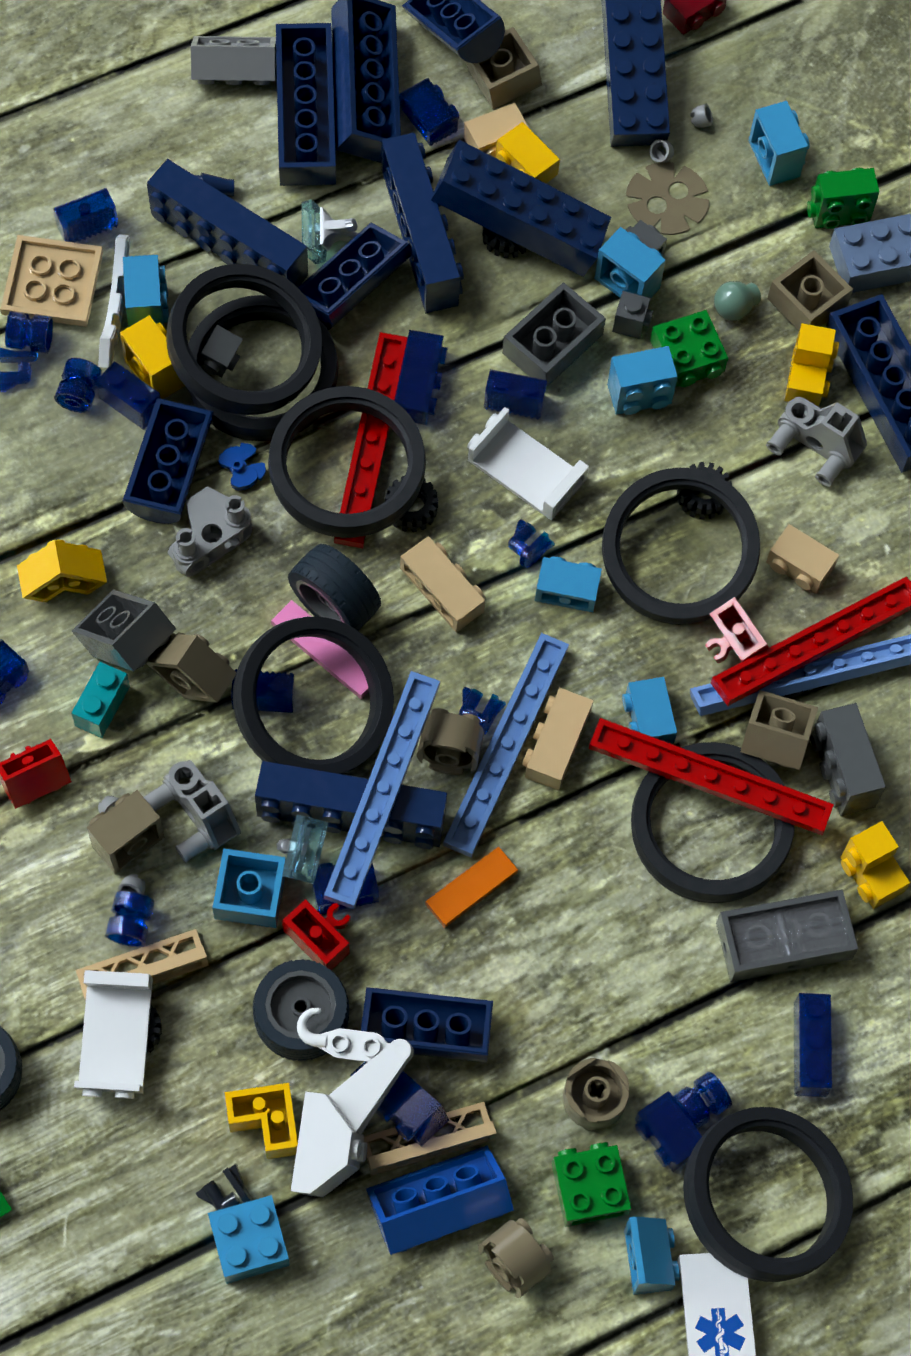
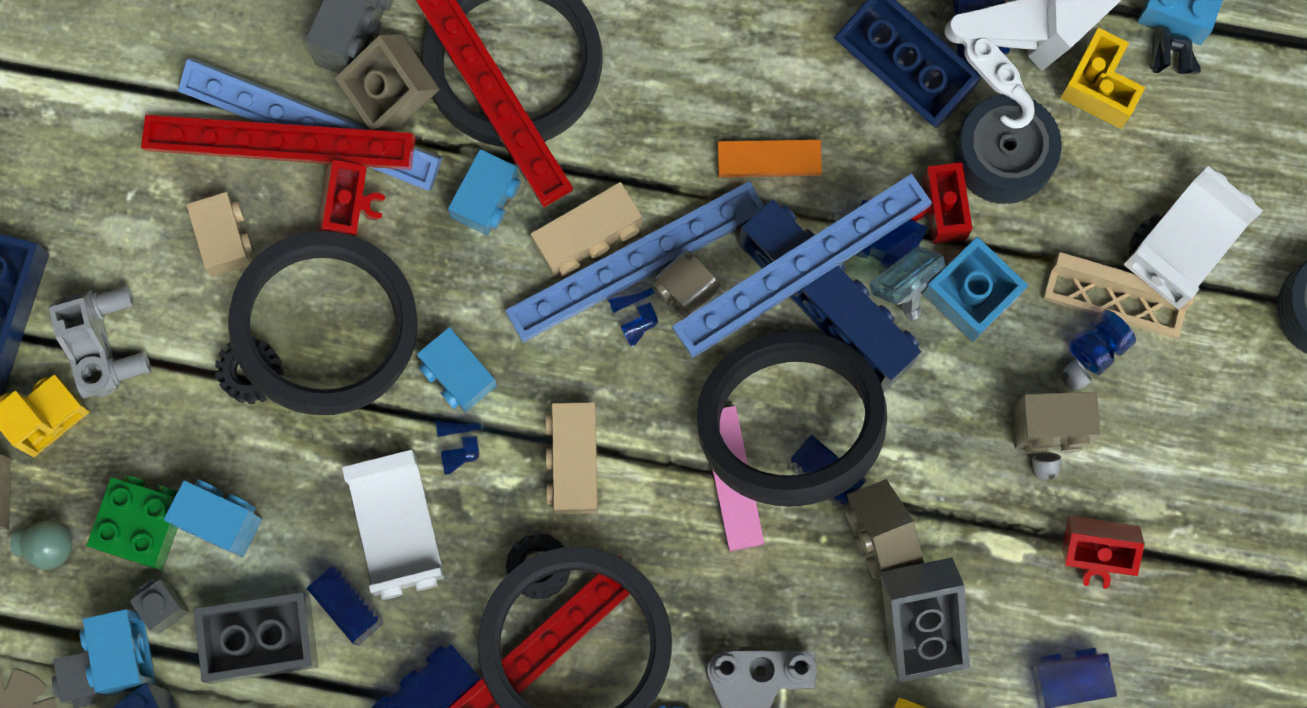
camera: 140 degrees left, 10 degrees up
(100, 699) = (992, 574): teal brick -> none
(202, 804) = (964, 408): light grey piece -> none
(334, 587) = (691, 512): black wheel -> none

